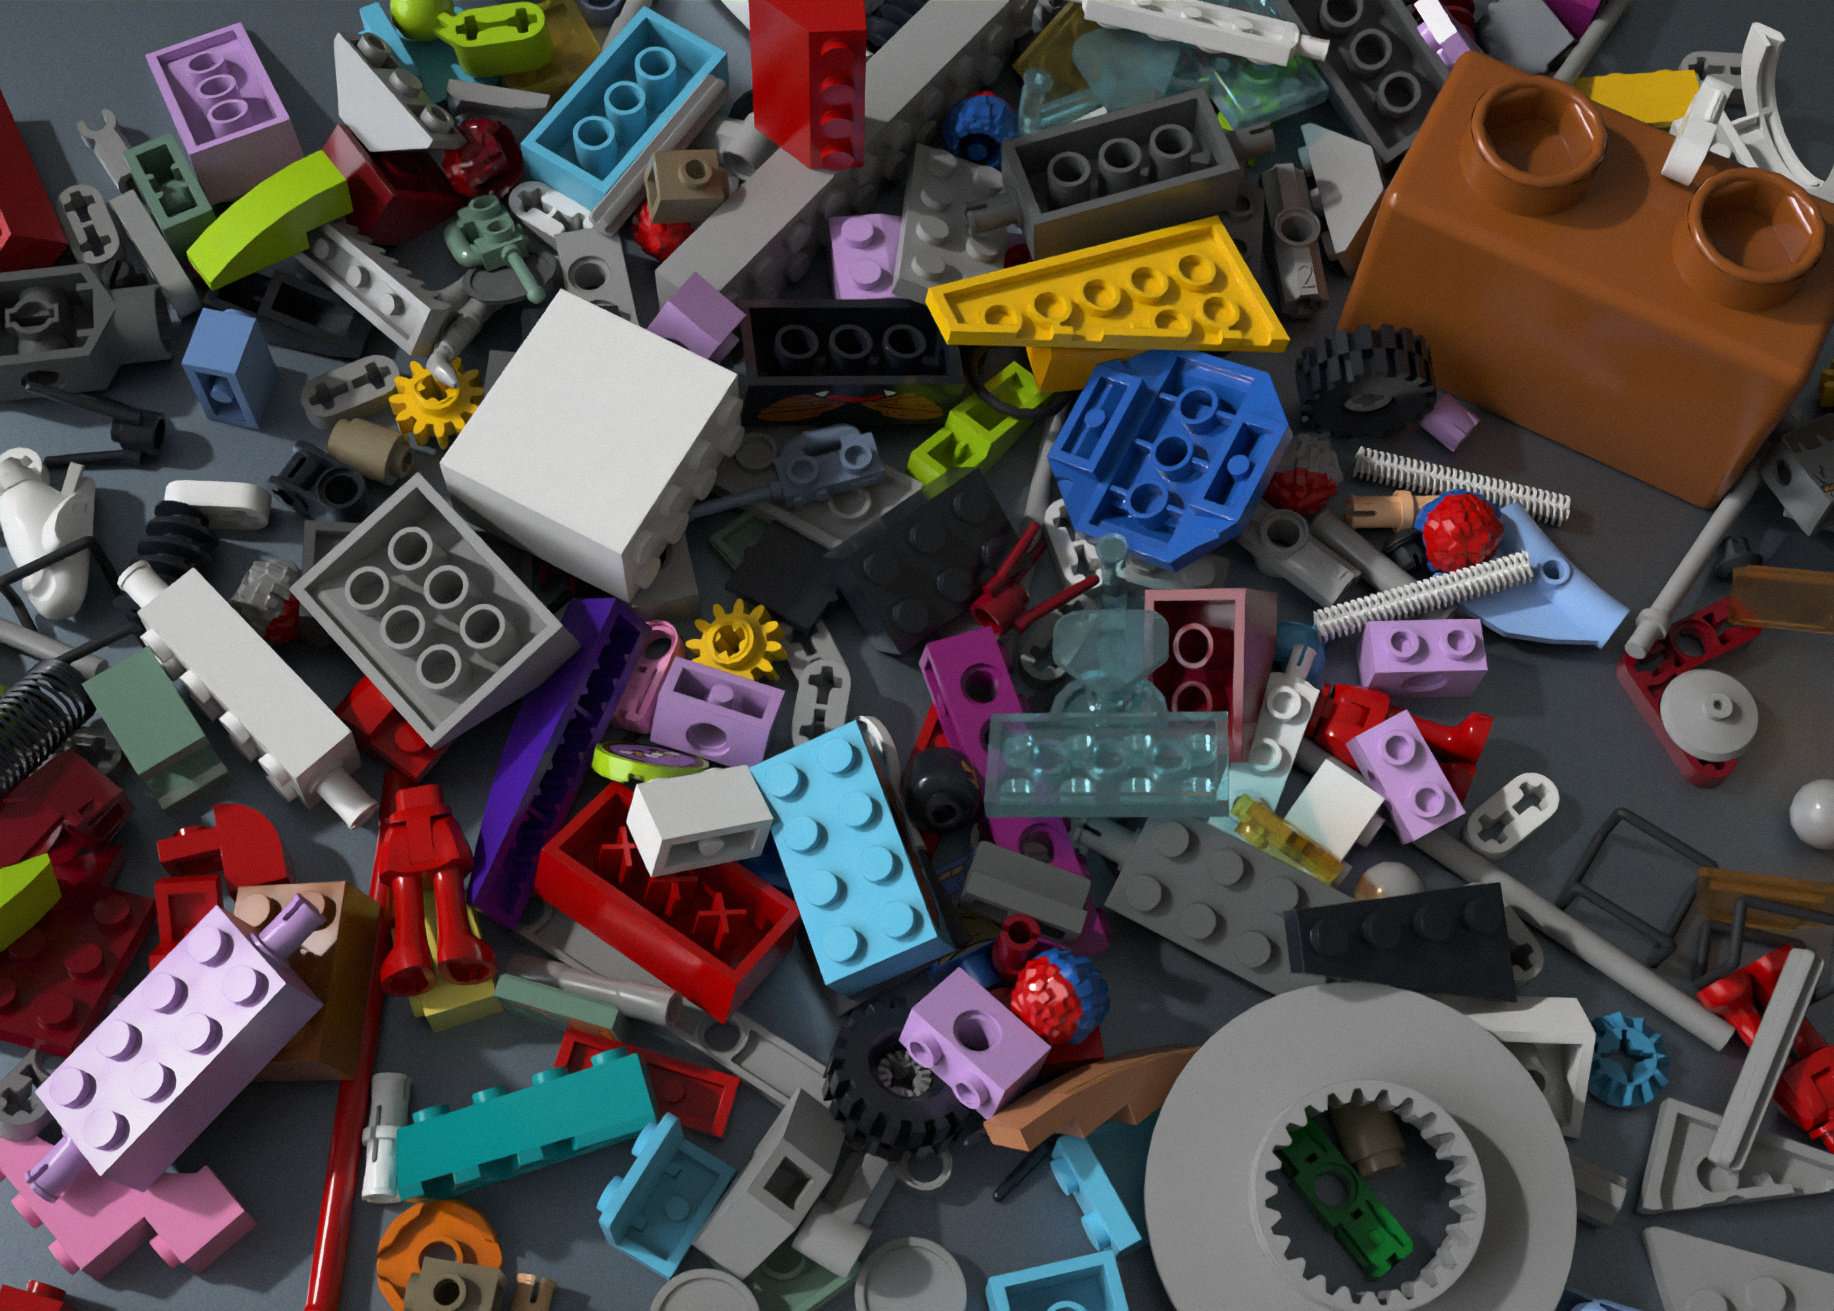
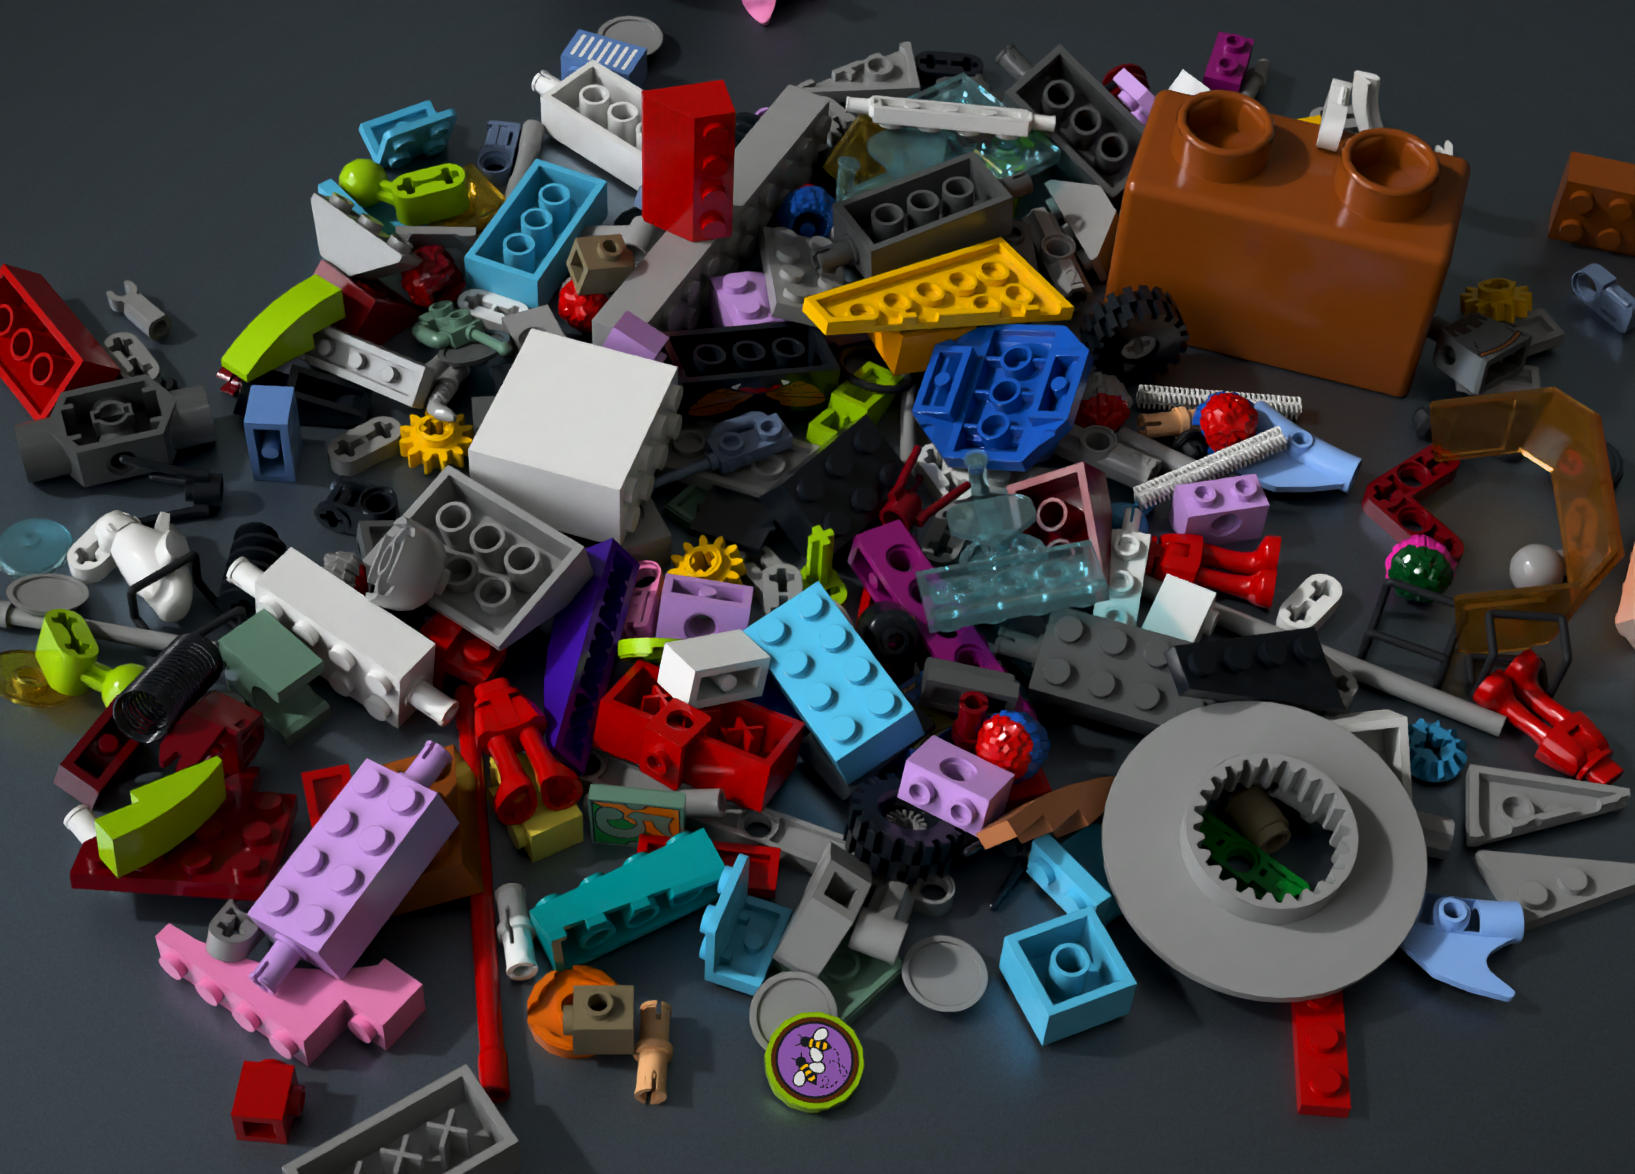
camera: 10 degrees left, 15 degrees down
(155, 254) = (189, 369): light grey beam -> none
(170, 192) = (196, 327): sand green brick -> none
(224, 503) = (295, 526): white beam -> none
(225, 112) = (222, 272): lavender slope -> none
(240, 844) = (351, 744): red brick -> none
(330, 626) = (408, 567): none -> light grey cylinder
(372, 450) = (397, 474): dark tan brick -> none
(611, 930) = (665, 747): none -> red bracket
(674, 135) = (557, 273): light grey axle -> none
(881, 677) = (820, 565): none -> lime piece
(1266, 829) = (1144, 611): clear yellow wing -> none
(1407, 775) = (1226, 569): lavender brick -> none
(1450, 422) = (1200, 361): lavender hose -> none
(1655, 622) = (1382, 464): light grey bar -> none
(1671, 789) = (1421, 563): none -> dark green piece
(1710, 715) = (1438, 517): light grey piece -> none
(1766, 1060) = (1533, 724): light grey axle -> none

